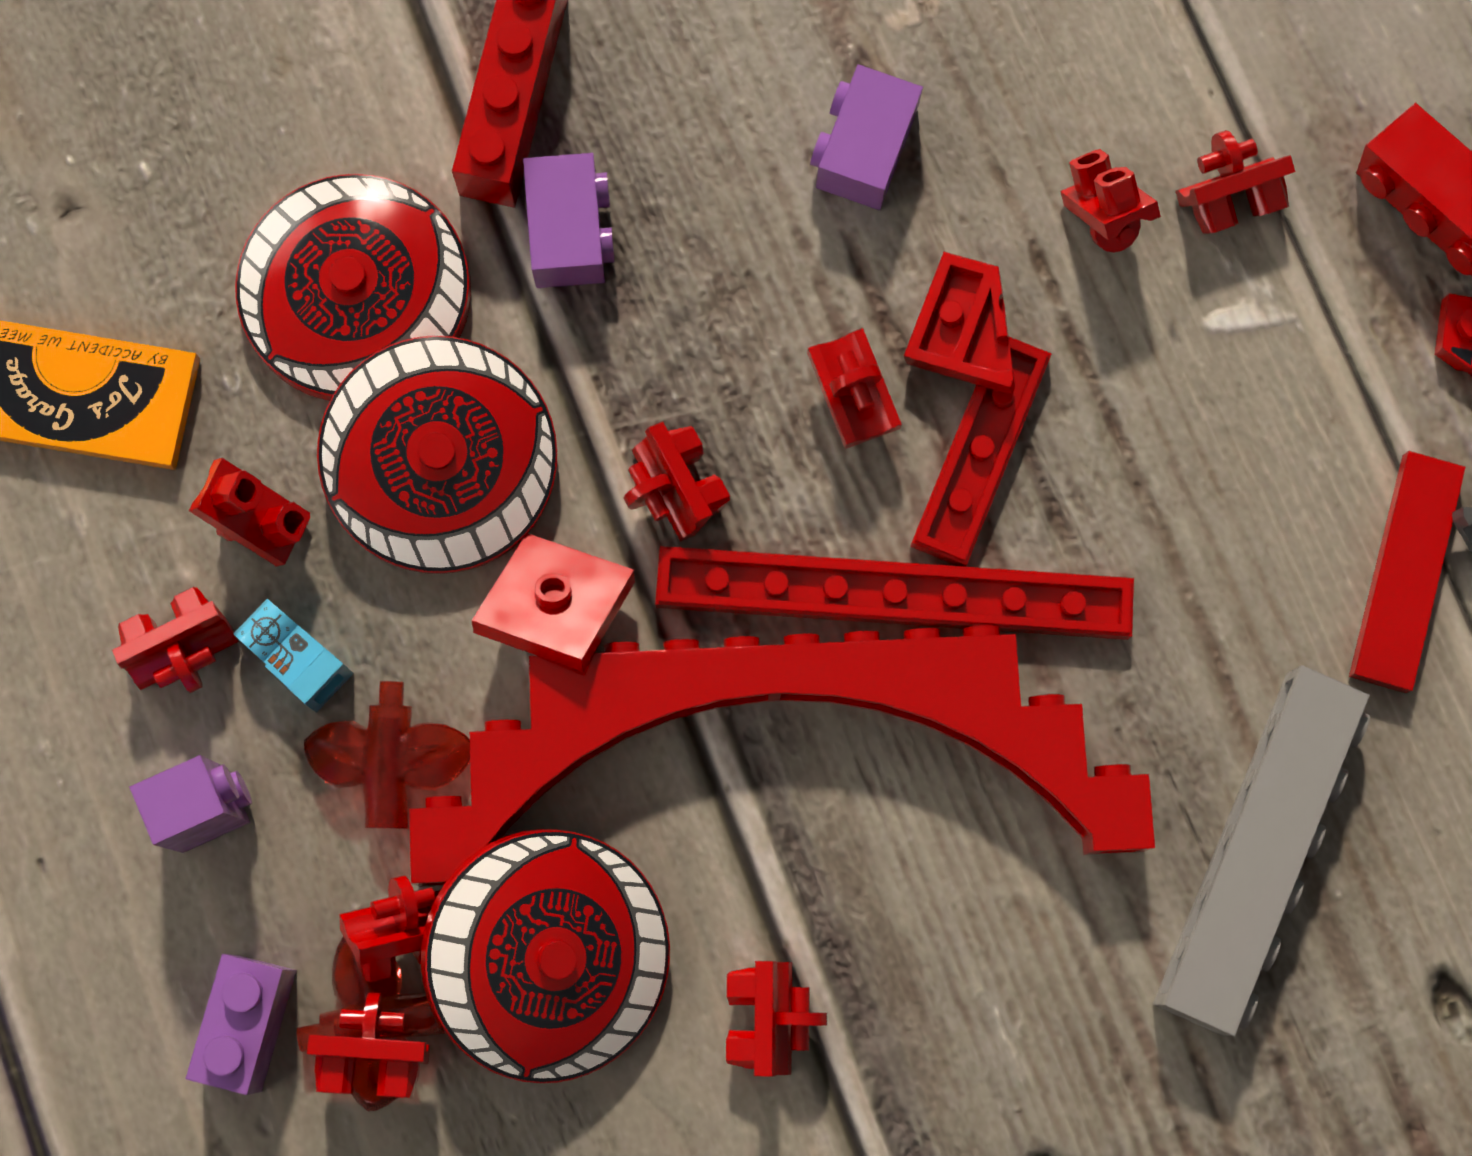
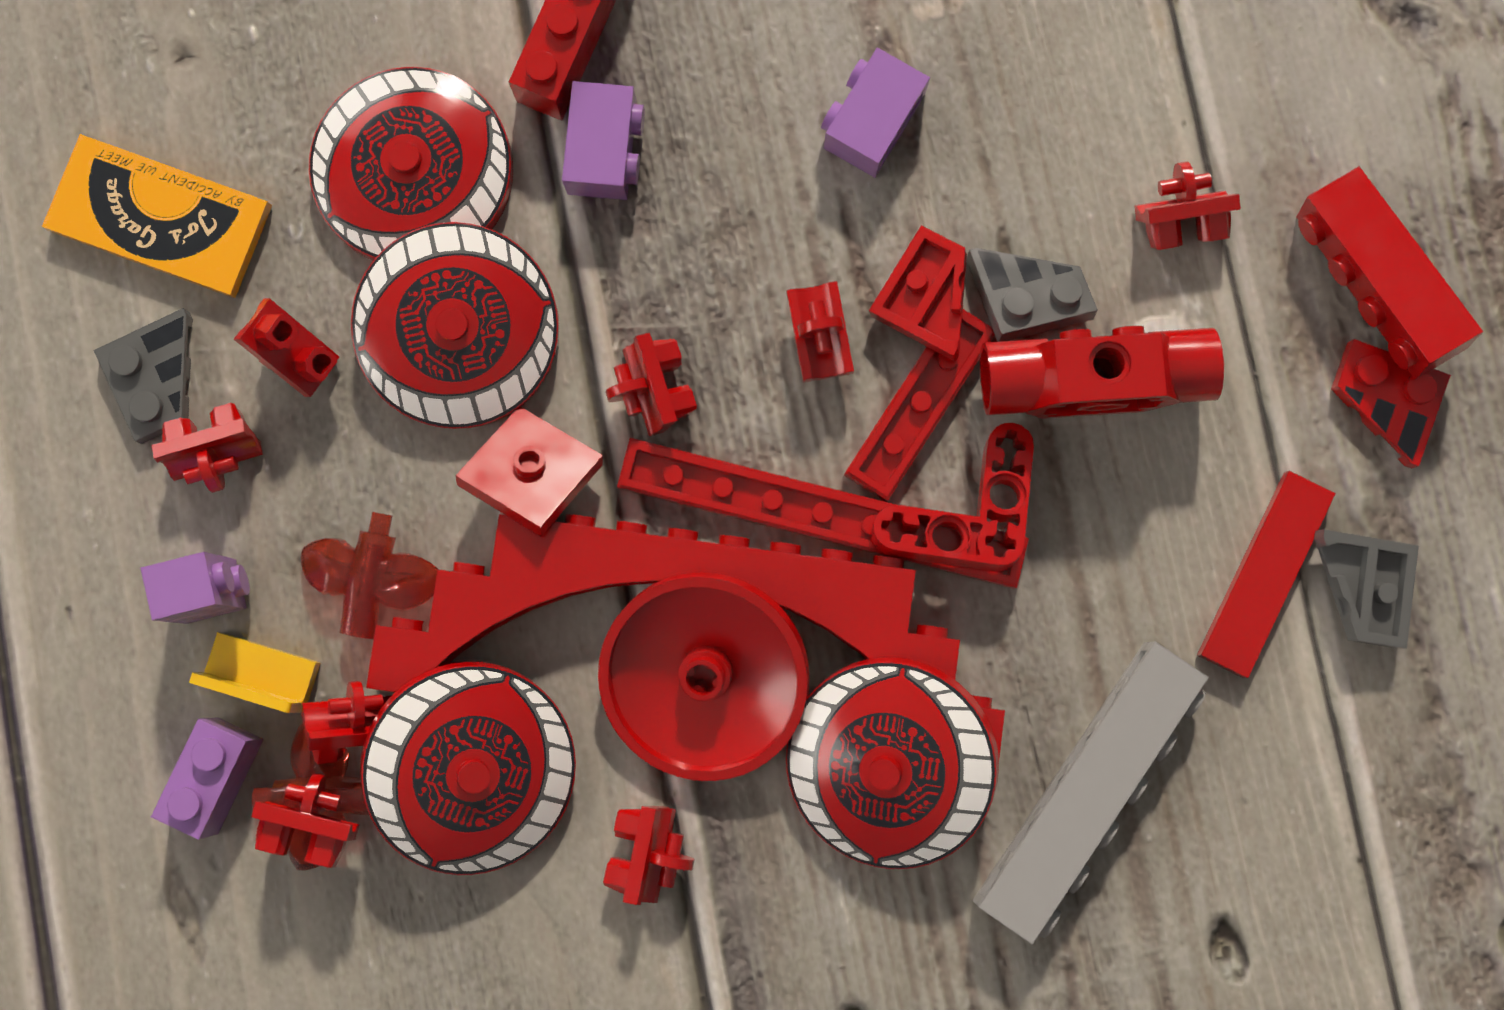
camera: 15 degrees right, 5 degrees up
(92, 572) = (150, 374): none -> dark grey wing
(279, 892) = (258, 674): none -> yellow panel
(293, 655) = (304, 475): medium azure leg -> none
(798, 800) = (703, 676): none -> red dish
(1032, 859) = (893, 763): none -> dish
(1071, 578) = (973, 530): none -> red beam
(1079, 306) = (1029, 293): none -> dark grey wing
(1108, 201) = (1071, 206): red hips -> none
(1178, 377) = (1139, 370): none -> red brick

